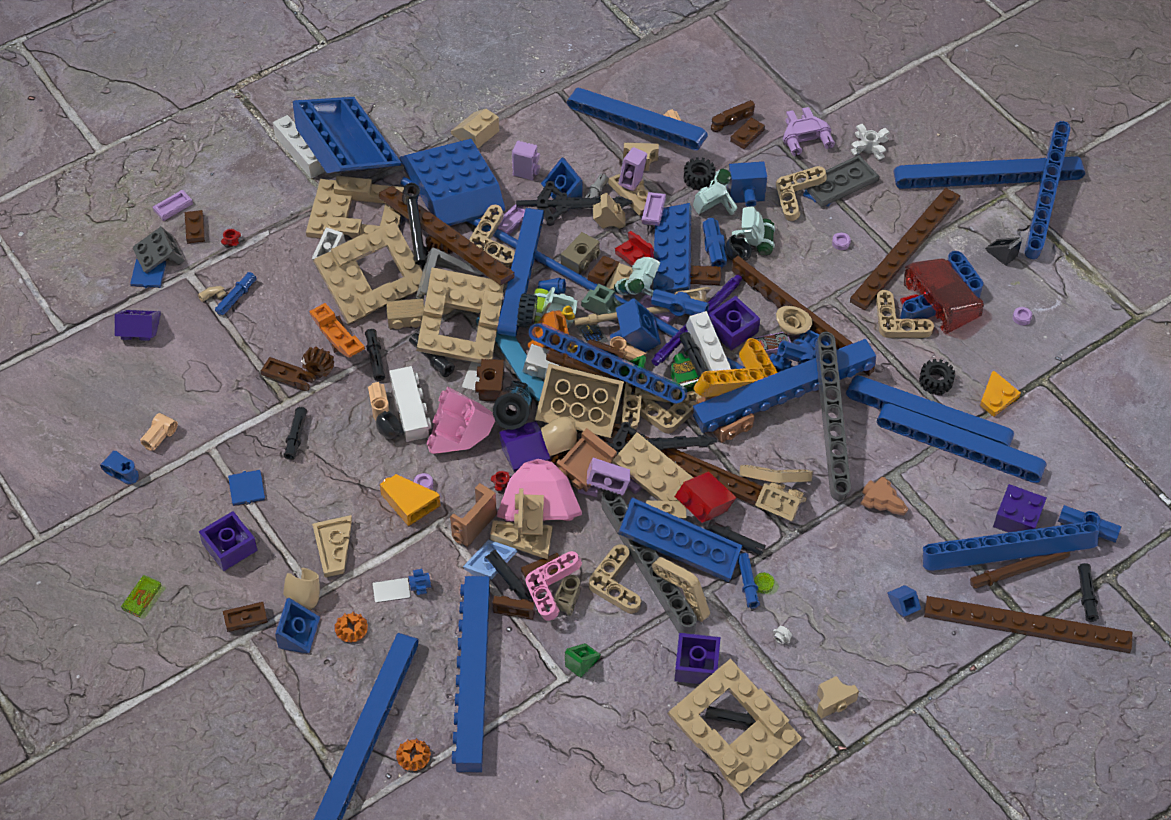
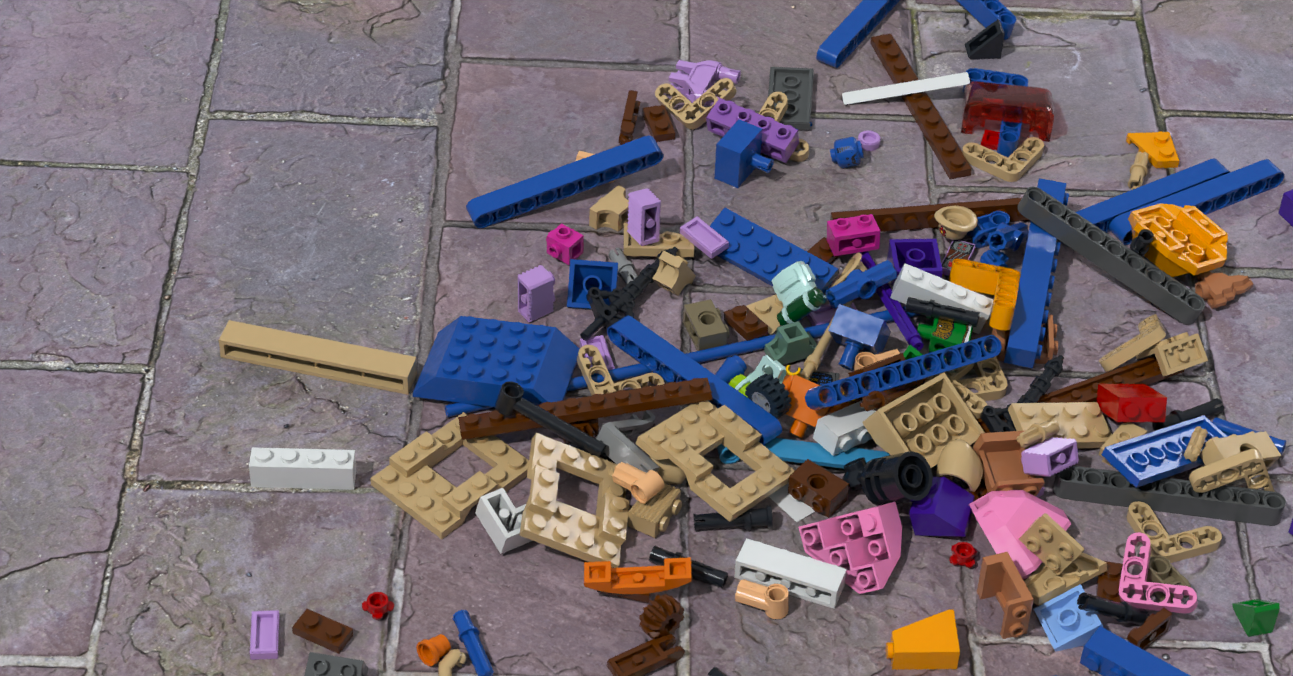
camera: 55 degrees left, 10 degrees down
(217, 278) = (433, 649): none -> orange piece
(342, 135) = (349, 415): blue slope -> none
(388, 425) = (809, 607): black hair -> none
(391, 102) = (318, 357): none -> tan brick
(407, 291) = (641, 484): none -> light nougat piece
(424, 480) = (907, 617): lavender tile -> none
(478, 126) = (432, 308): tan slope -> none
(587, 147) = (565, 243): none -> dark pink brick
(617, 457) = (1038, 433): none -> tan axle
(634, 249) = (744, 283): red bracket -> none
(695, 549) = (1195, 444): none -> tan axle
(699, 166) = (690, 178): black tyre -> none
(714, 243) = (788, 223): blue piece -> none
(715, 194) = (728, 181): light aqua piece -> none
(724, 276) = (853, 235): none -> dark pink brick
(729, 585) = (1221, 448): none -> tan arch
(738, 247) = (815, 211): black hair -> none
(758, 231) = (807, 183): light aqua piece -> none
(764, 582) = (1258, 424): clear neon green tile -> none
(770, 142) = (691, 109): none -> tan beam
(778, 181) = (777, 139): none -> medium lavender brick
(812, 235) = (847, 152): none -> blue head
(853, 427) = (1142, 243): none -> black pin
(870, 141) = (763, 49): white pin -> none
(908, 231) = (905, 88): none -> white sticker
(908, 442) = (1182, 239): none -> light orange piece
(937, 368) = (1093, 169): black tyre -> none
(960, 395) = (1138, 170): none -> tan axle
(1022, 316) = (1074, 81): lavender tile -> none

